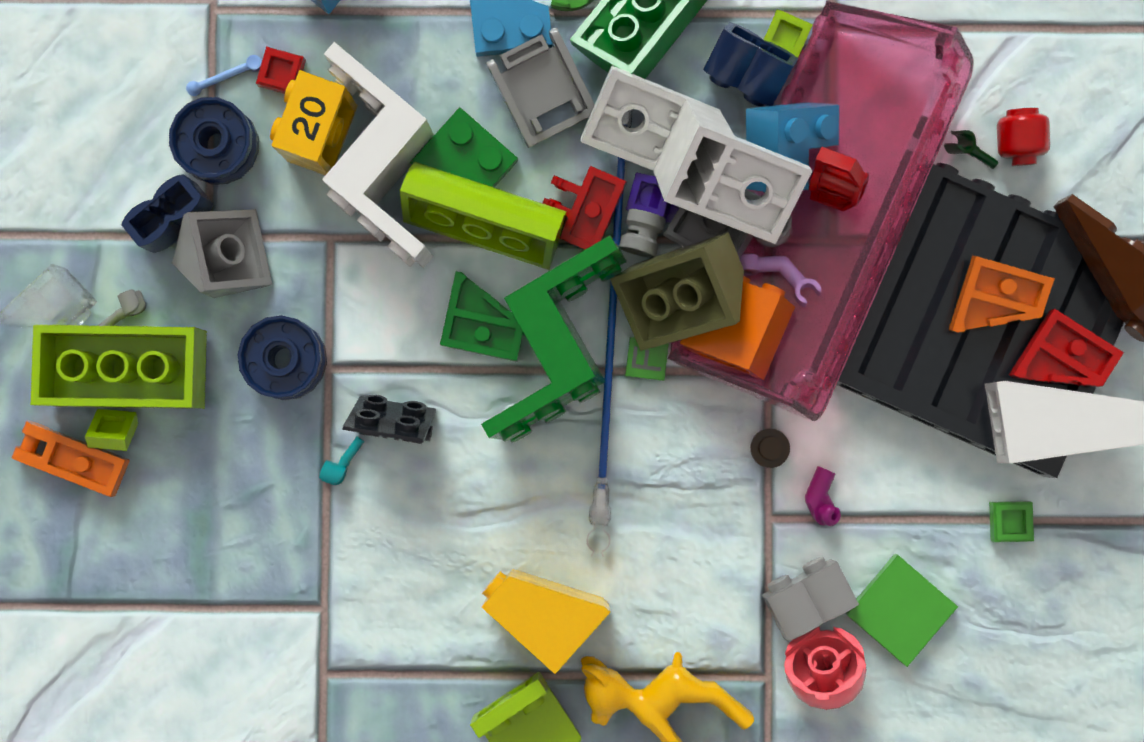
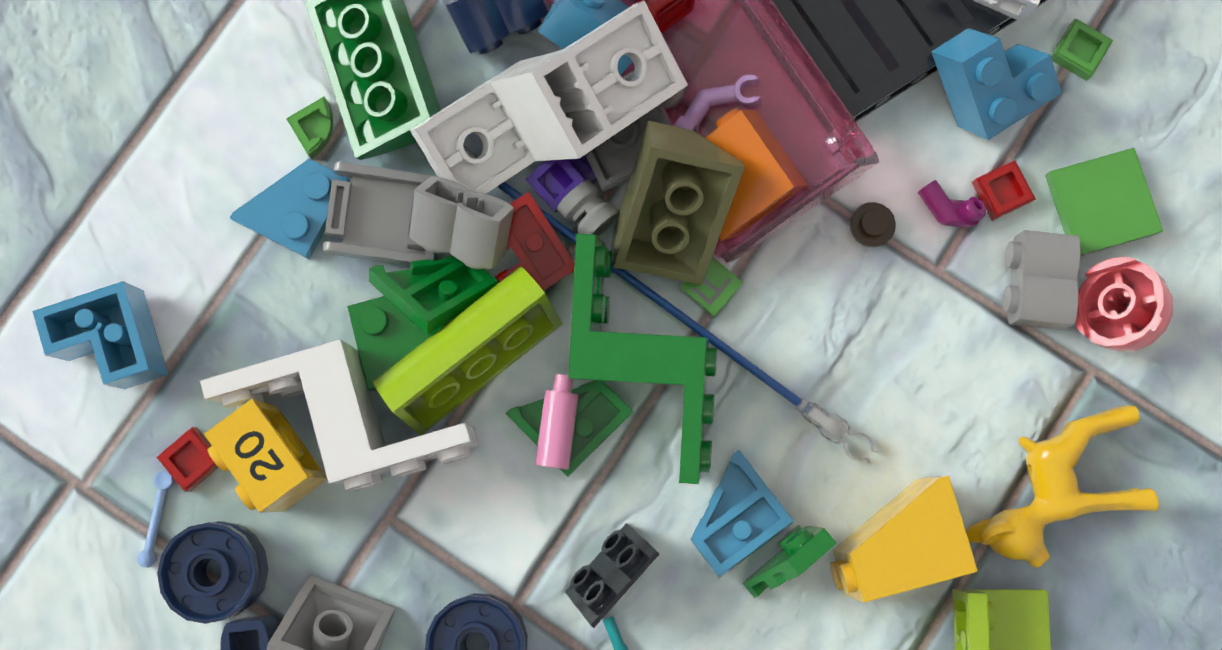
camera: 60 degrees left, 5 degrees down
(469, 313) = (557, 424): none -> bright pink cylinder
(489, 485) = (738, 518): none -> dark azure wing
(493, 542) = (799, 551): none -> green wing
(510, 161) = (432, 289): none -> green wing
(568, 147) = (460, 222): none -> light grey brick
(861, 529) = (1003, 190): none -> red tile
(929, 469) = (993, 86): none -> dark azure brick

